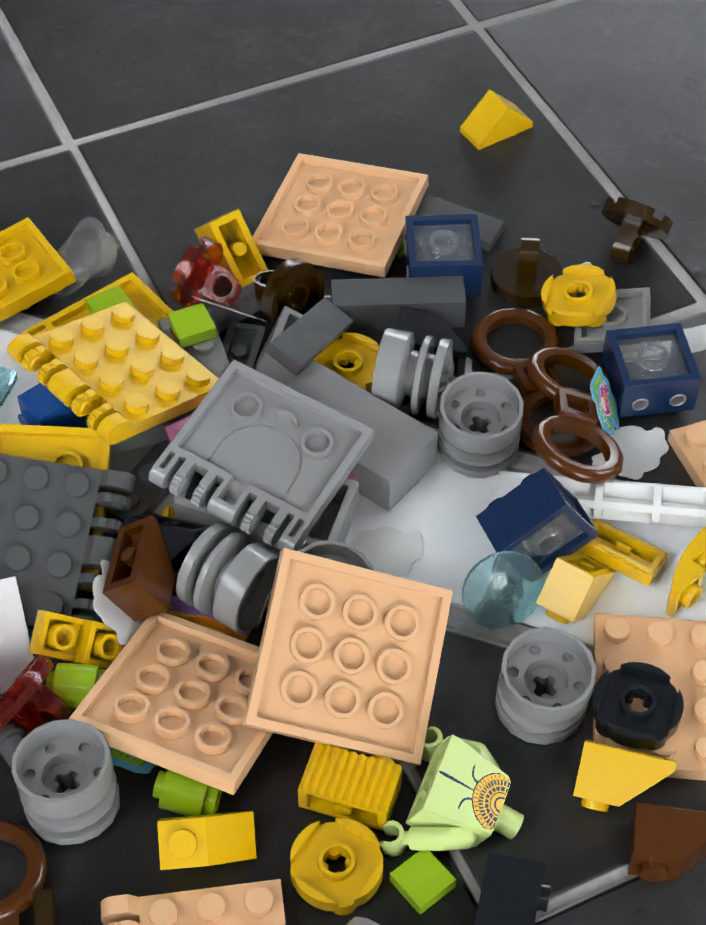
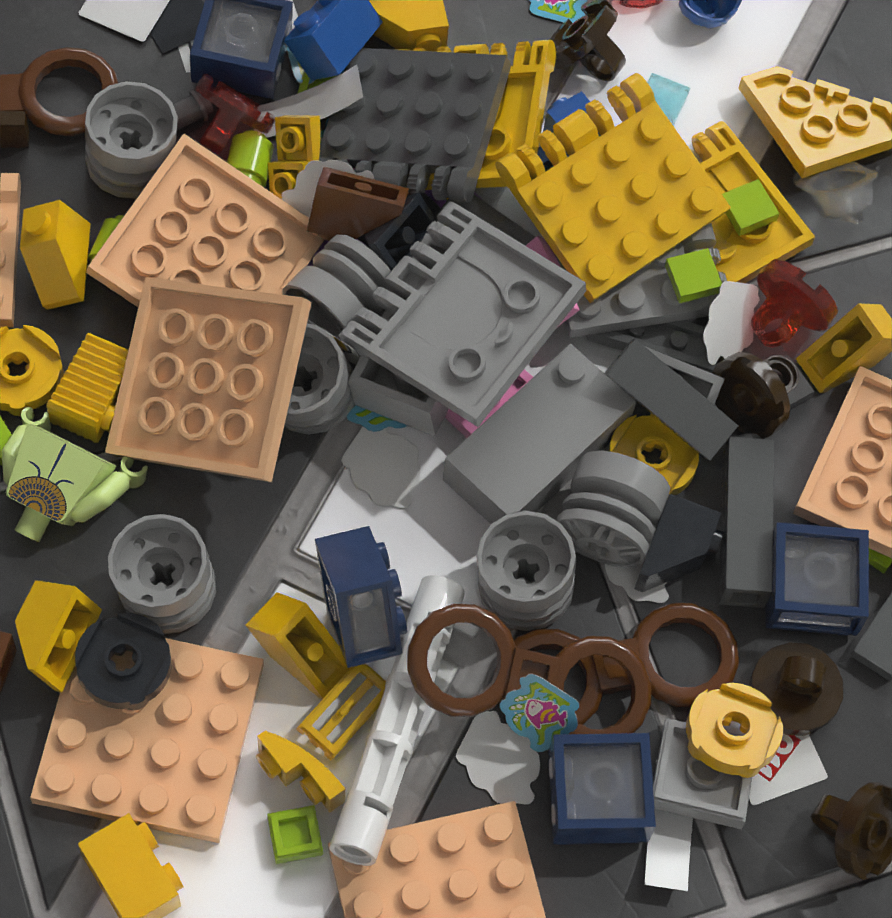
camera: 90 degrees right, 15 degrees up
(496, 577) = (292, 555): clear light blue dish -> none

